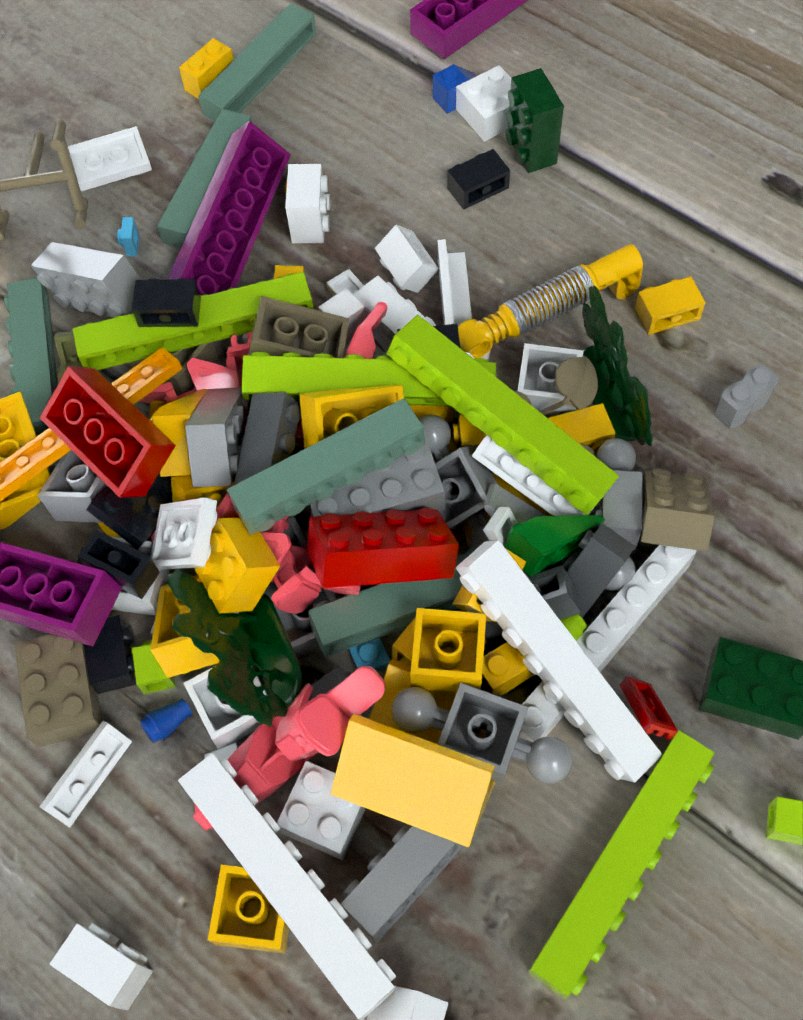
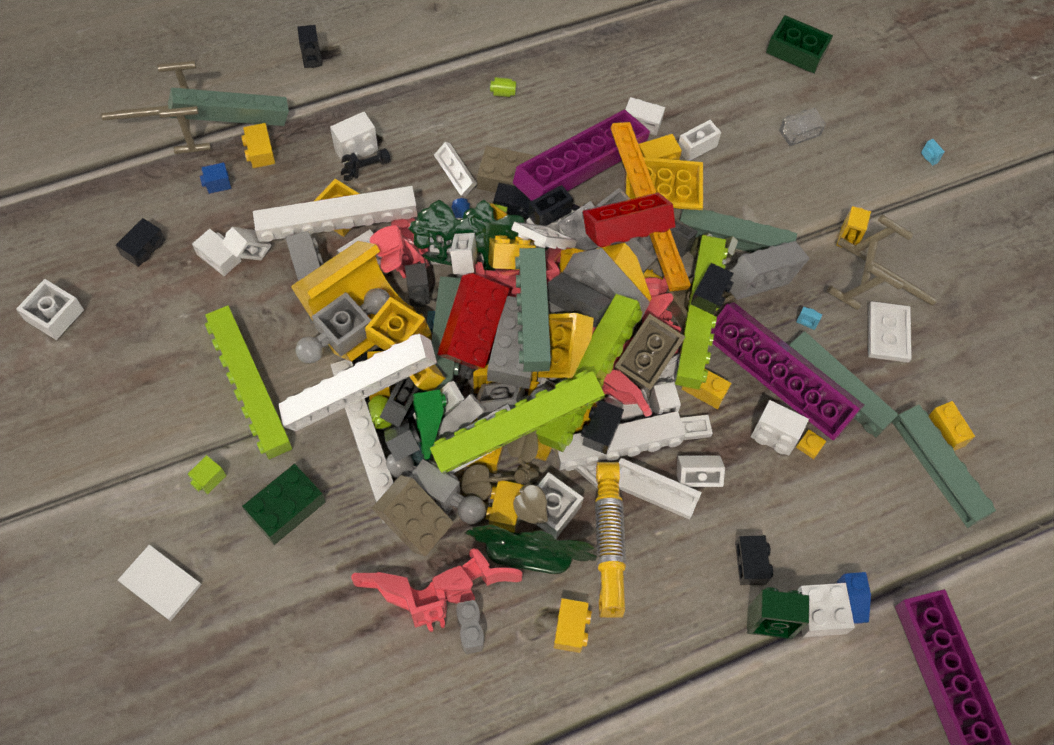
camera: 110 degrees right, 0 degrees up
(151, 936) = (353, 166): none -> black bar
(271, 623) = (464, 253): none -> white brick
(648, 708) = (300, 422): red tile -> none
(754, 441) = (449, 586): none -> coral piece

